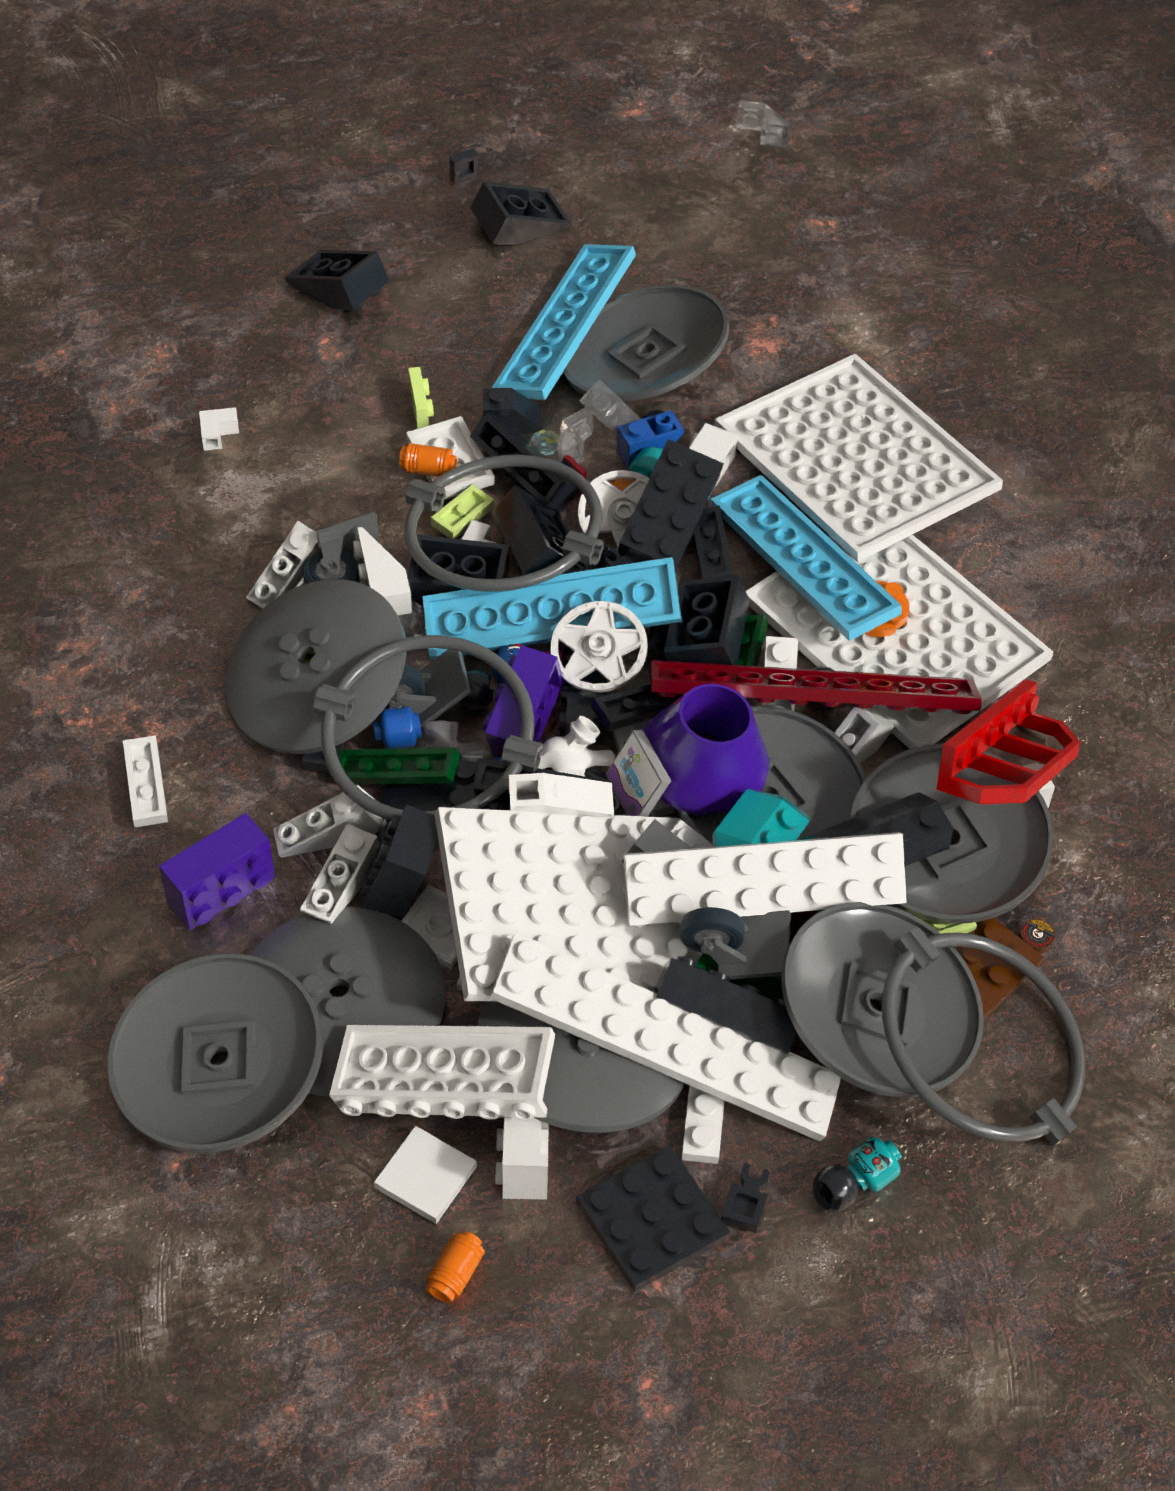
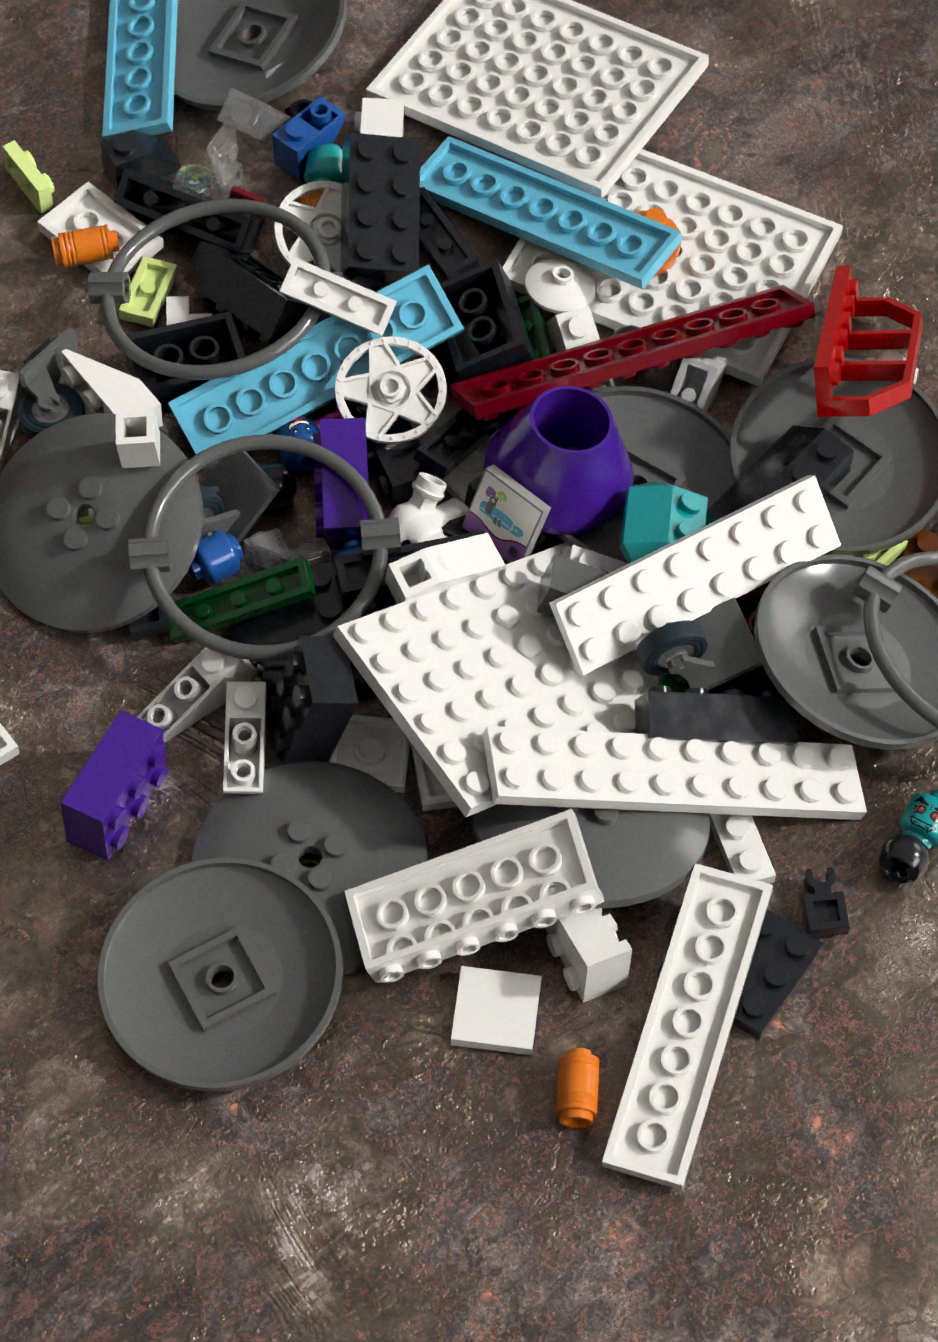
camera: 25 degrees left, 5 degrees up
(366, 607) = (137, 438): none -> white brick
(570, 1253) = (687, 1027): none -> white plate
(586, 557) = (338, 297): none -> white plate
(788, 617) = (559, 285): none -> white dish

